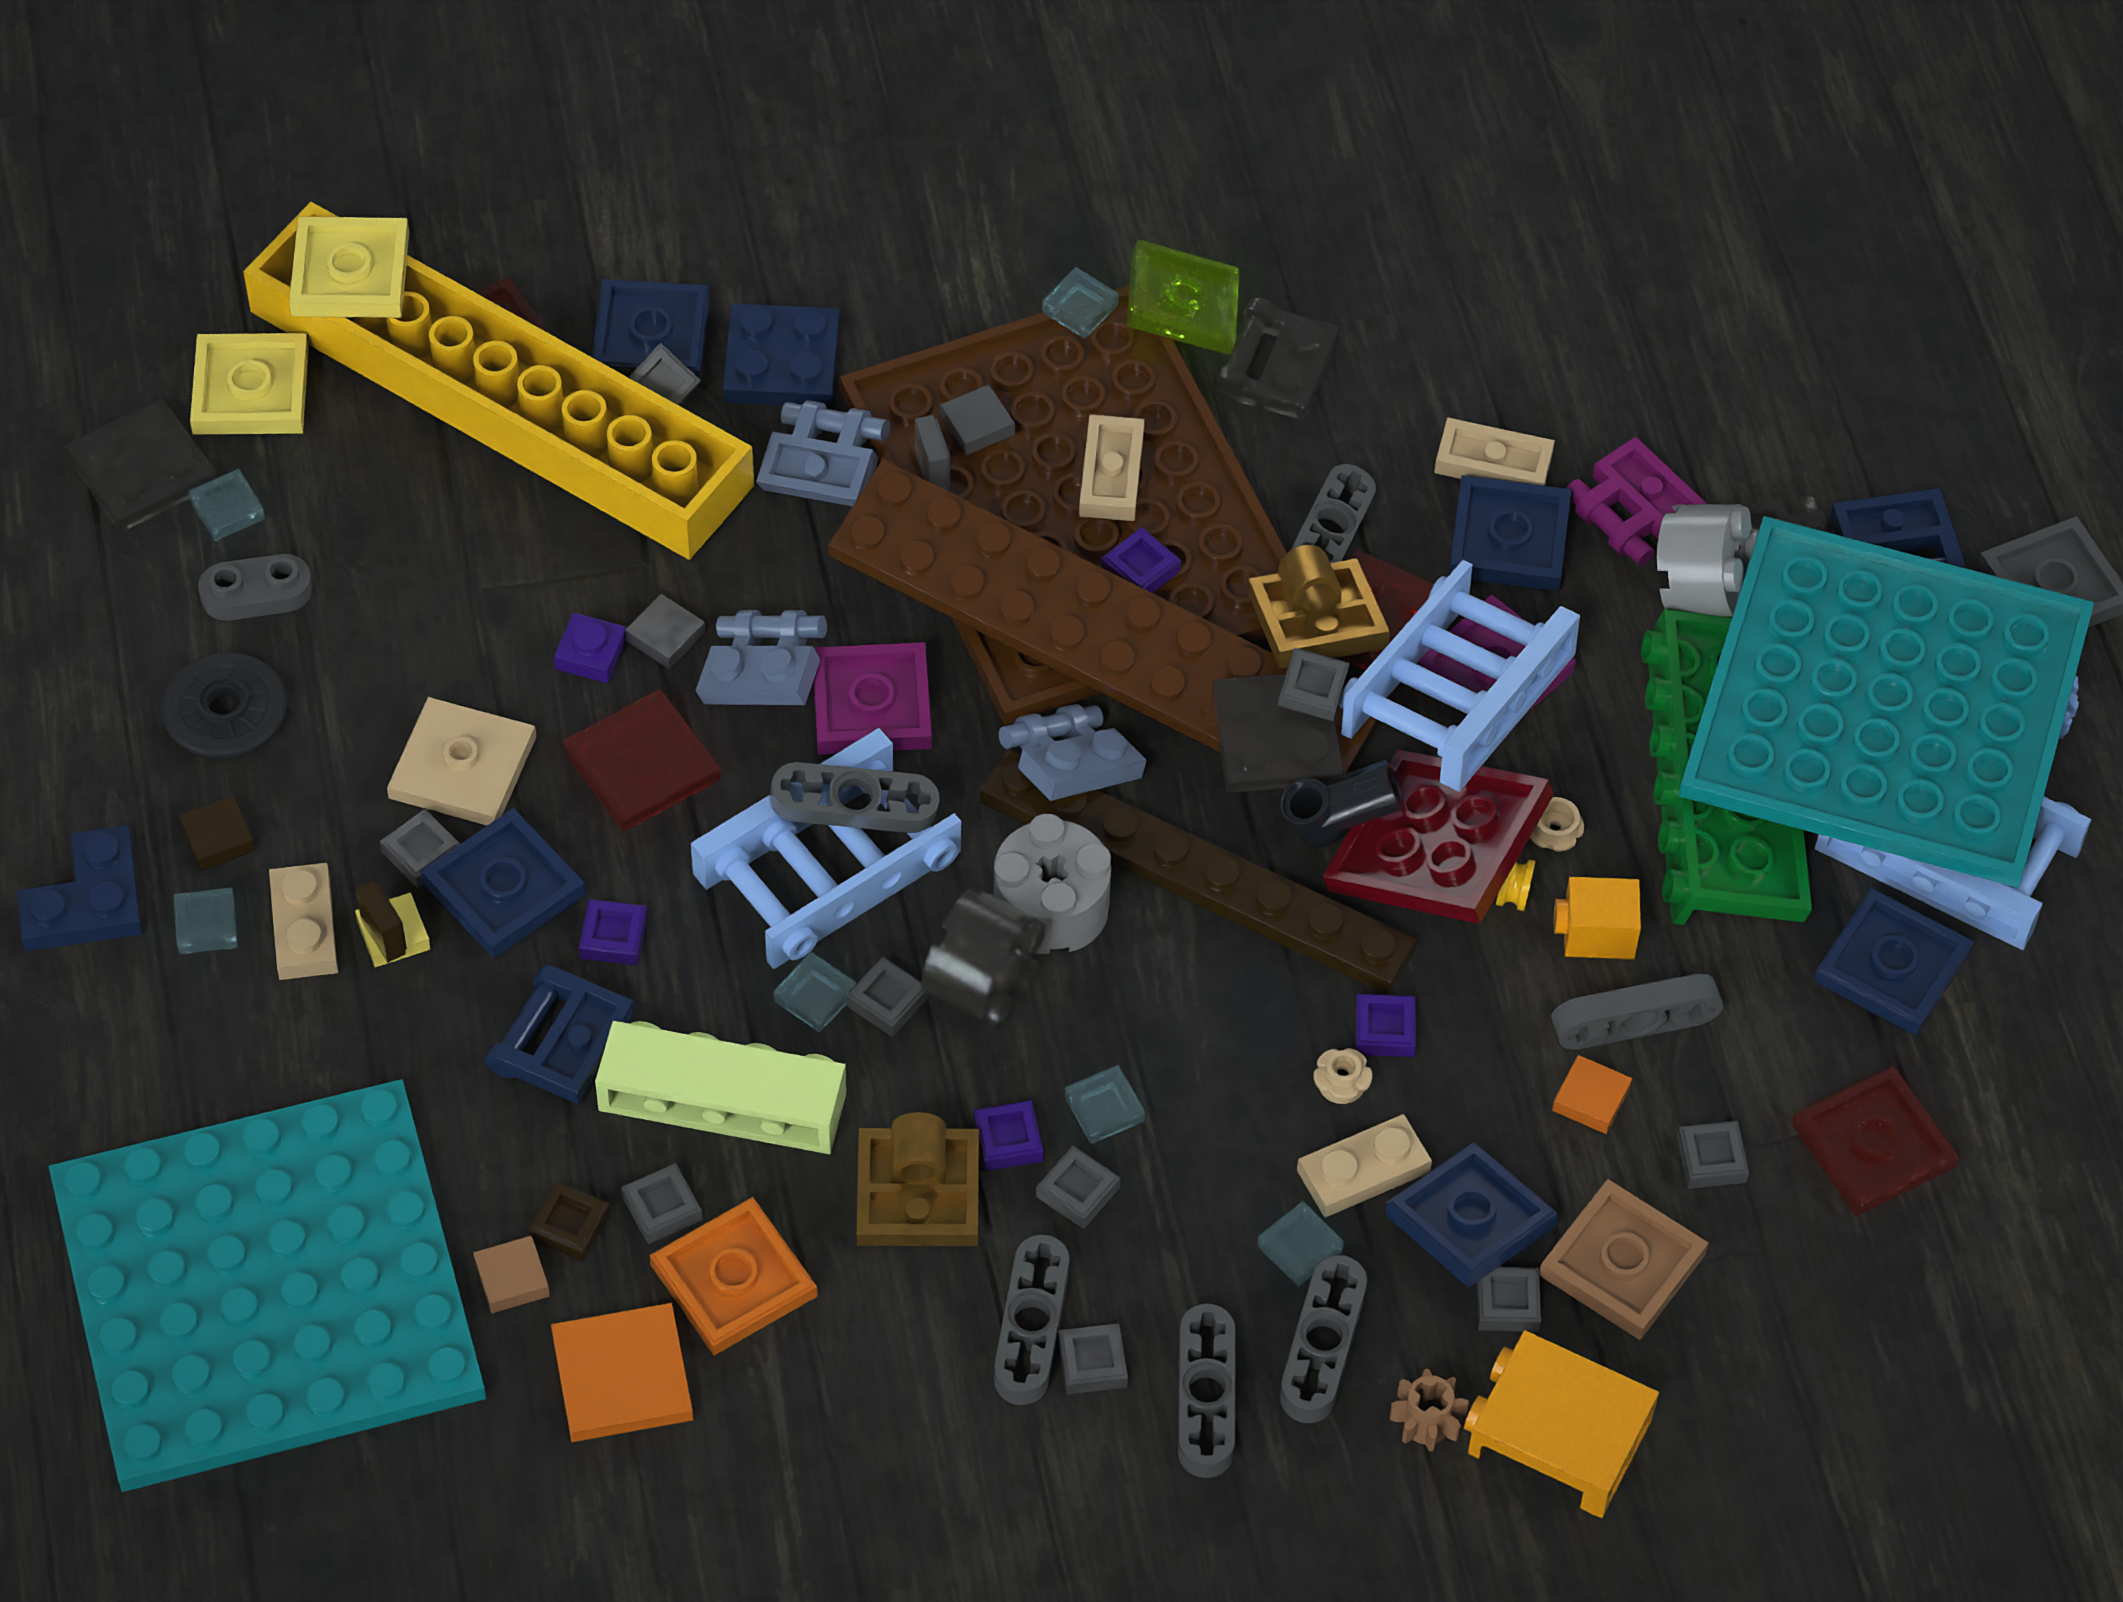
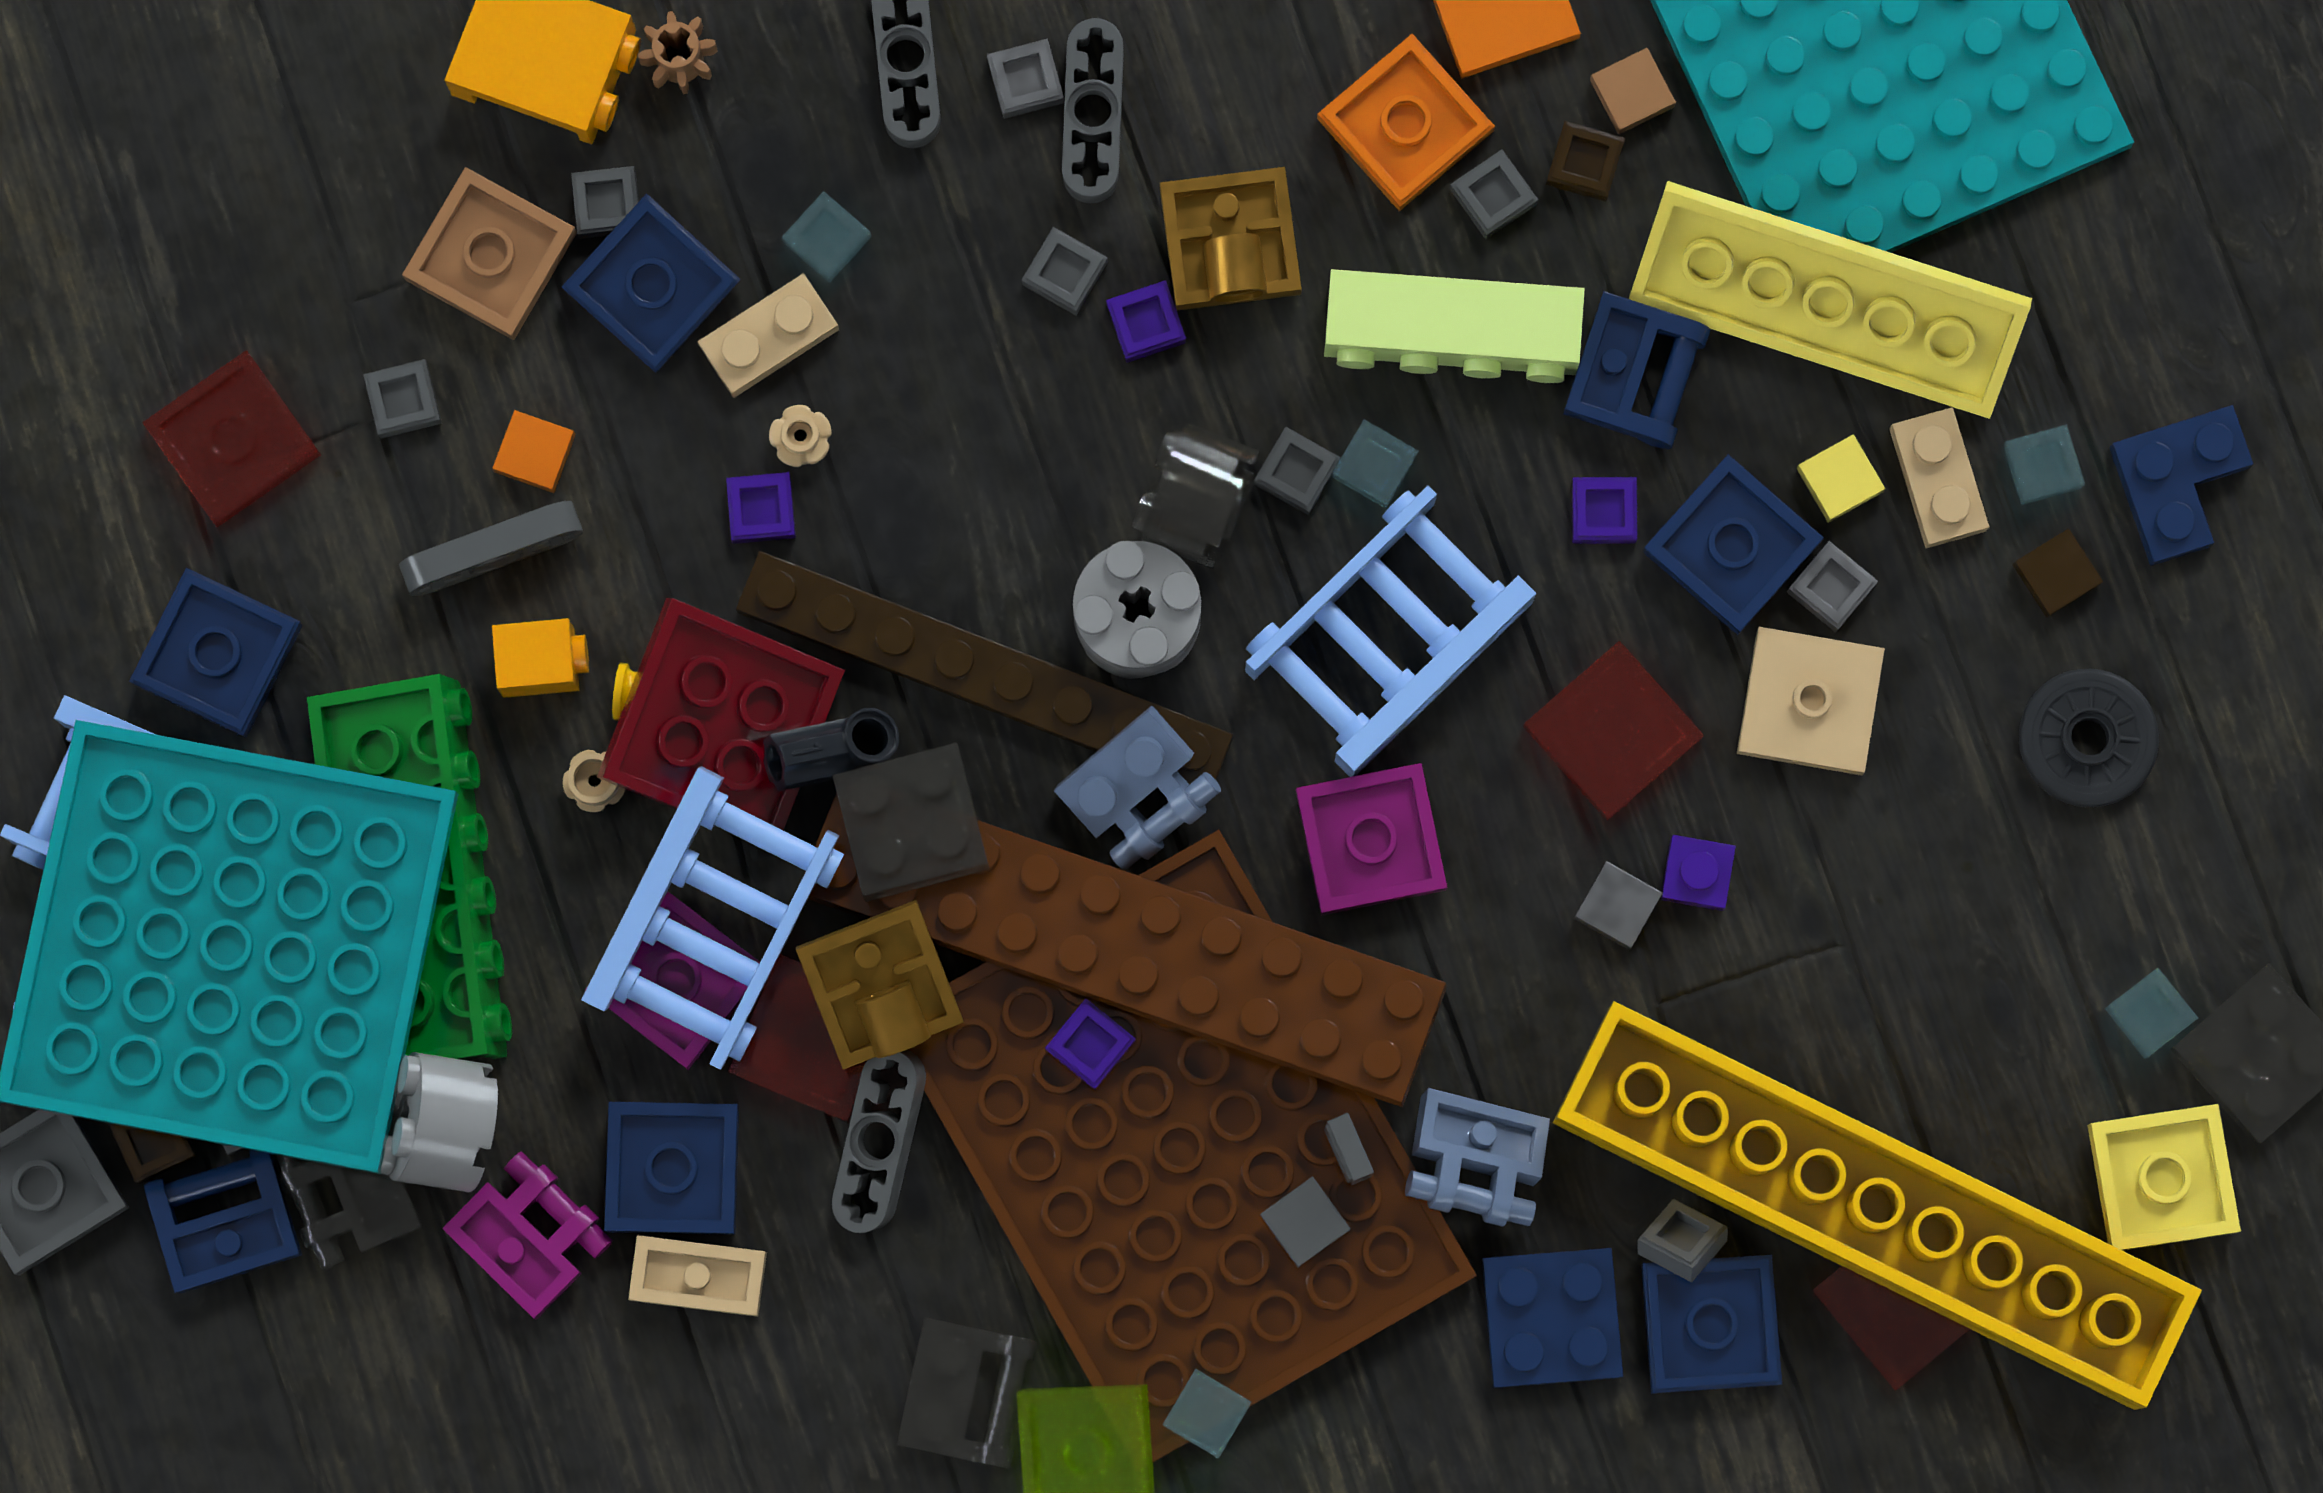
camera: 175 degrees right, 25 degrees up
(255, 587) = (2093, 903): dark grey plate -> none
(349, 267) = (2076, 1303): light yellow tile -> none
(370, 1053) = (1830, 300): none -> light yellow plate
(381, 921) = (1850, 454): dark brown tile -> none
(762, 673) = (1503, 847): sand blue plate -> none
(836, 814) = (1346, 649): dark grey beam -> none
(1104, 1104) = (1049, 370): clear light blue tile -> none
(1111, 467) = (1139, 1166): tan plate -> none
(1313, 684) = (874, 858): dark grey tile -> none
(1331, 1362) = (816, 87): dark grey beam -> none

